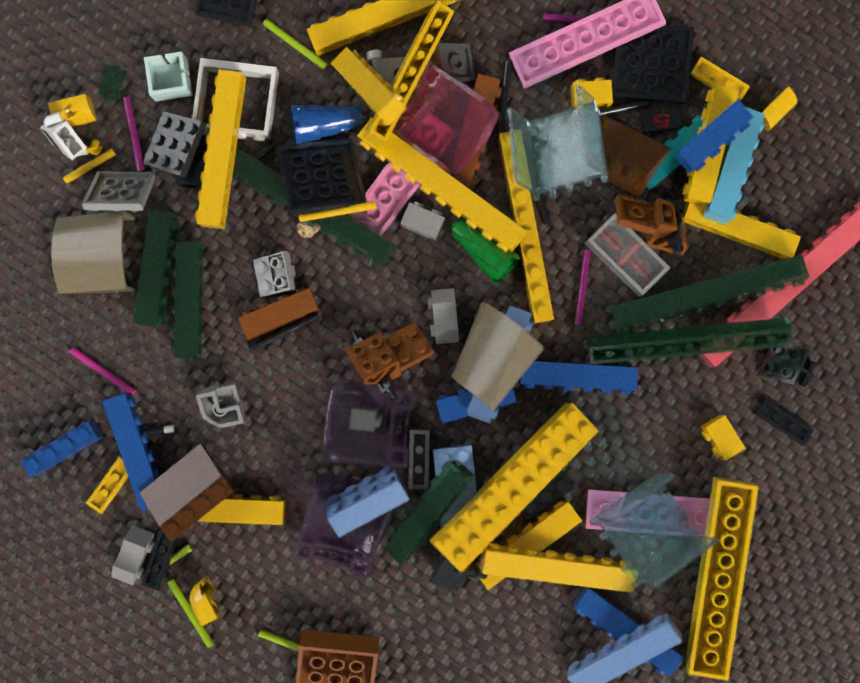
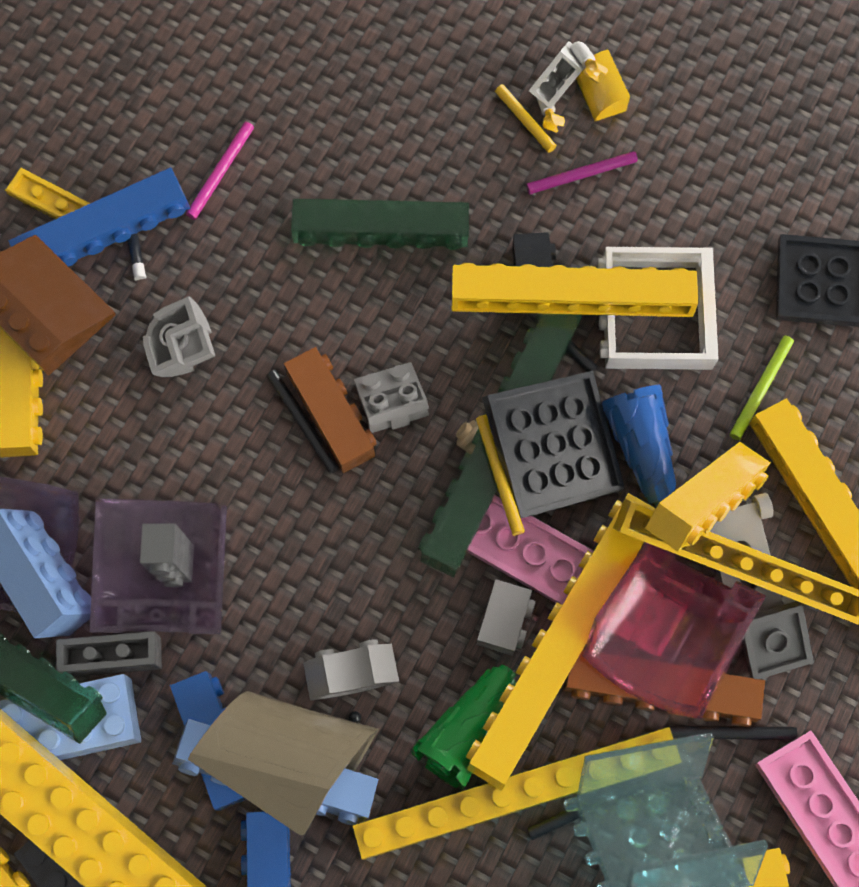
camera: 80 degrees right, 15 degrees down
(62, 448) = (100, 127): blue brick -> none
(89, 253) = (393, 125): dark tan windscreen -> none
(112, 83) = (653, 134): clear green beam -> none
(119, 191) = (490, 157): light grey plate -> none
(168, 80) = (671, 206): light aqua piece -> none
(174, 144) = (573, 226): plate -> none
(188, 300) = (337, 274): clear green brick -> none
(383, 358) = (268, 575): dark orange piece -> none

